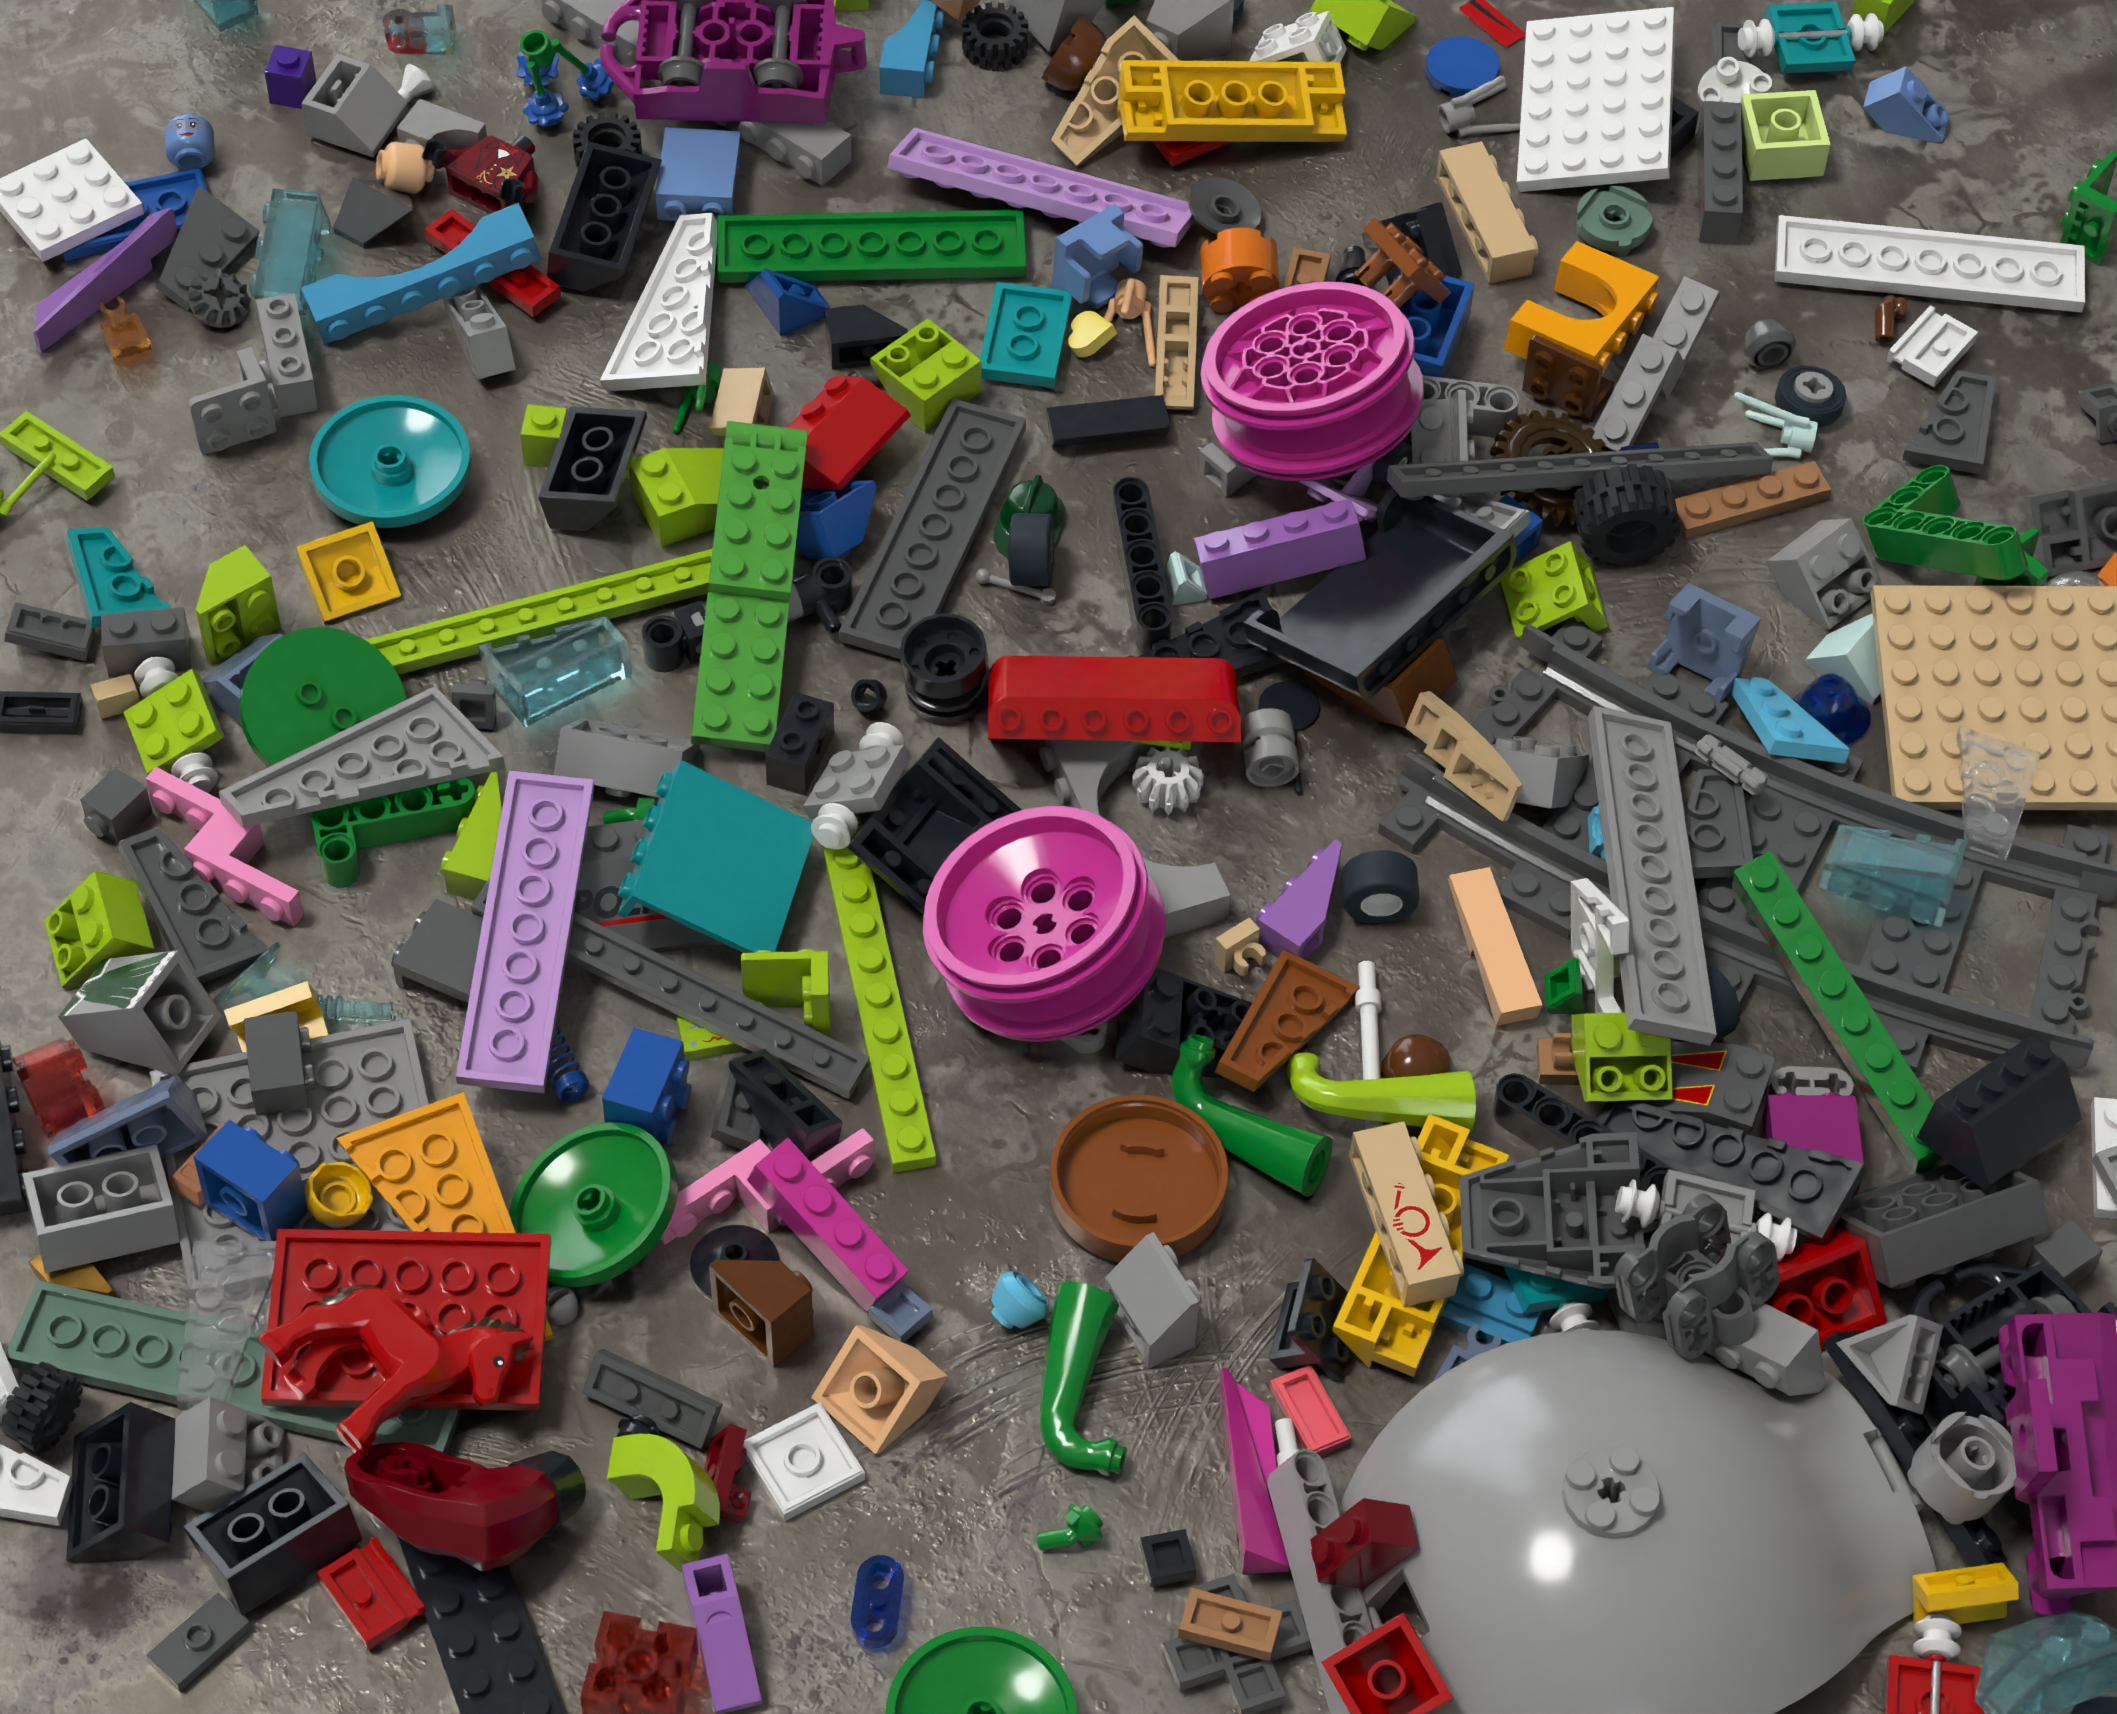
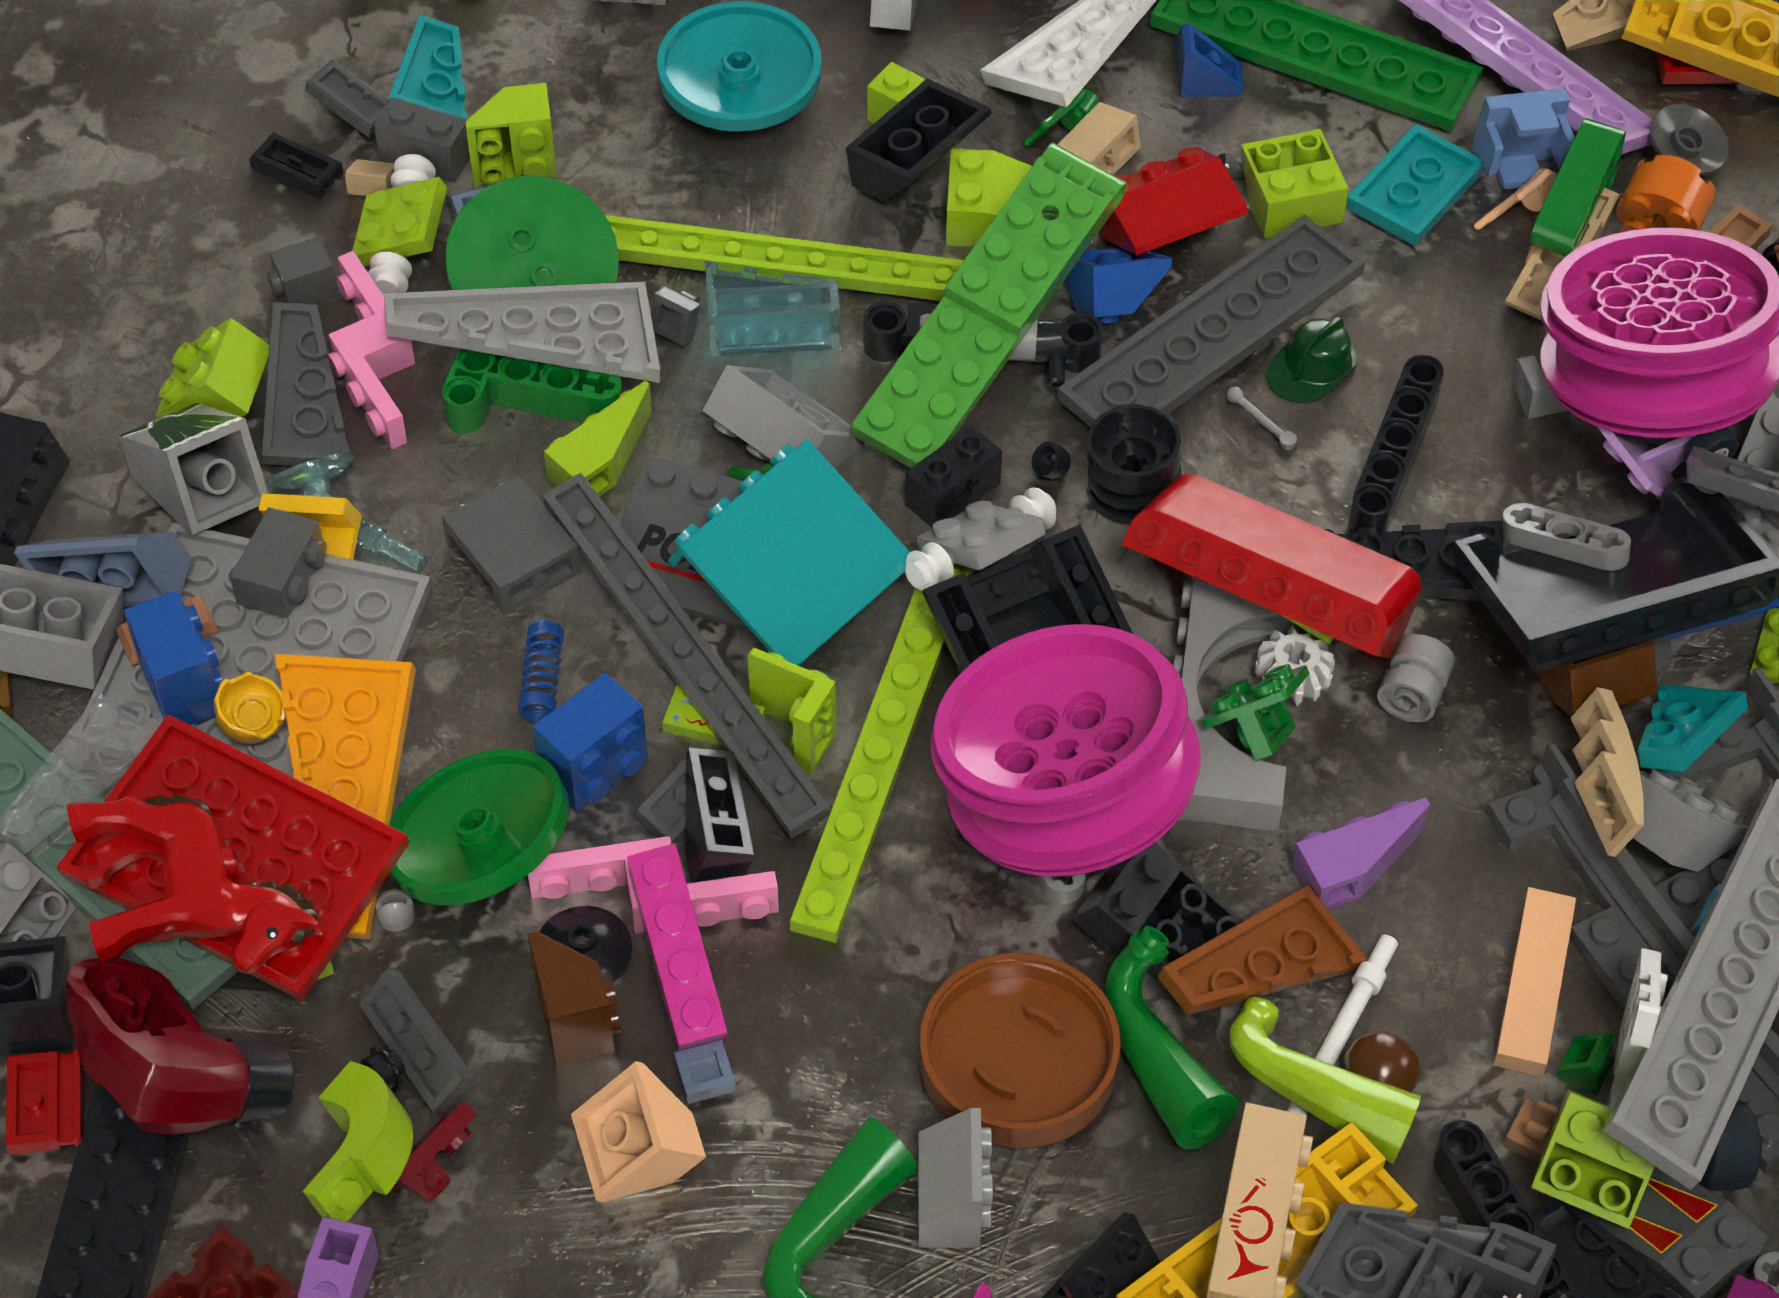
camera: 30 degrees right, 0 degrees up
(56, 1086) = (79, 496): clear red brick -> none
(347, 572) = (641, 150): yellow slope -> none
(525, 932) = (571, 540): lavender plate -> none
(802, 1461) = (521, 1173): white tile -> none
(858, 334) = (1246, 118): black slope -> none
(1018, 1301) = (824, 1114): medium azure cone -> none
(1031, 549) = (1290, 386): black wheel -> none
(1089, 333) = (1480, 208): light yellow tile -> none
(1107, 420) = (1447, 296): black slope -> none
(1167, 821) = (1259, 708): none -> green bracket
(1168, 285) = (1578, 186): none -> green beam
(1184, 580) = (1434, 480): light aqua slope -> none
(1237, 946) = (1265, 862): tan tile -> none
(1280, 548) = (1494, 477): medium lavender brick -> none
(1295, 594) = (1525, 527): none -> light grey beam
(1299, 703) = (1476, 654): black piece -> none
(1380, 887) = (1445, 866): black wheel -> none
(1499, 693) = (1686, 725): none -> teal wing

